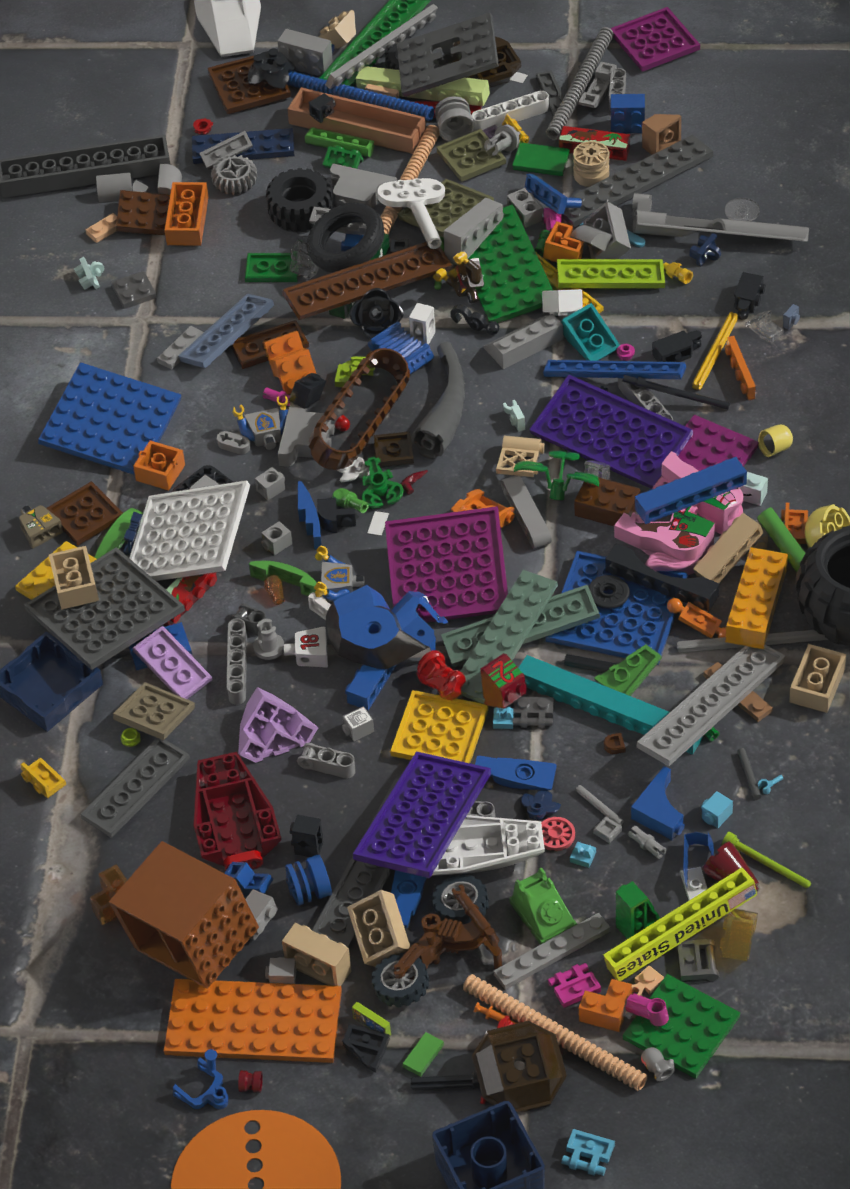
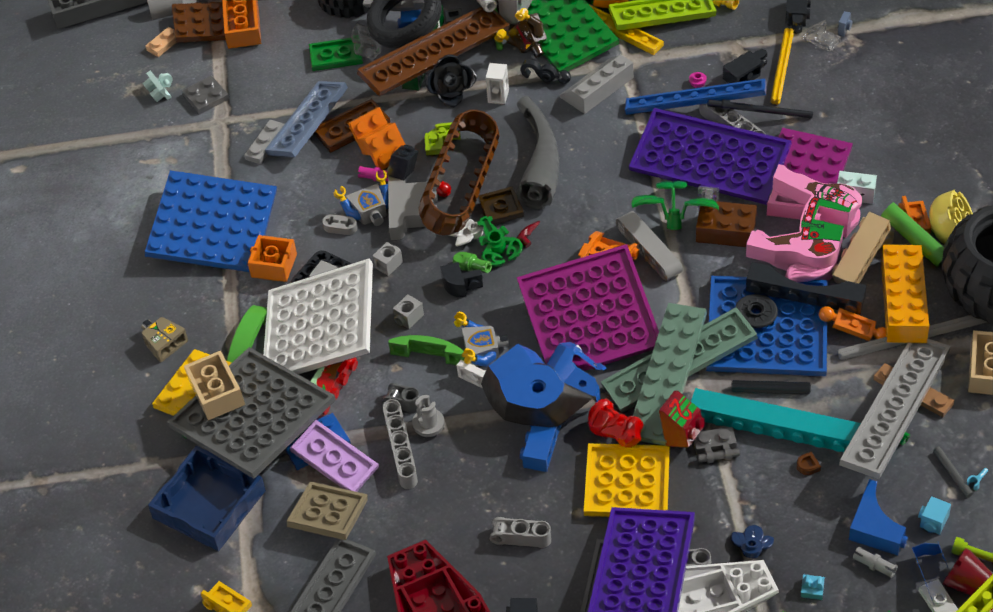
camera: 10 degrees left, 0 degrees up
(85, 513) = (208, 317): reddish brown plate -> none
(130, 737) = (308, 542): lime plate -> none
(131, 532) = (261, 330): dark blue piece -> none
(271, 727) = (454, 507): lavender brick -> none
(275, 589) = (419, 363): clear orange cone -> none
(308, 513) = (433, 281): blue slope -> none
(309, 648) = (471, 417): white torso -> none
(358, 724) = (542, 488): light grey brick -> none
(378, 523) = (504, 280): white sticker -> none
(398, 340) = (475, 100): blue piece -> none
(503, 718) = (687, 457): medium azure tile -> none
(516, 415) = (613, 156): light aqua plate -> none
(520, 448) = (625, 186): tan piece -> none
(520, 772) = (722, 511): blue piece -> none
(557, 833) = (780, 569): coral wheel -> none
(562, 301) = (625, 42): white brick -> none
(589, 333) = (659, 68): teal slope -> none
(599, 805) = (813, 531): light grey bar -> none
(607, 830) = (829, 556): light grey tile -> none
(630, 672) = (804, 387): bright green wing -> none
(690, 490) = (812, 198): blue brick -> none
(741, 370) = (813, 77): orange plate -> none
(781, 438) = (874, 135): light yellow helmet -> none

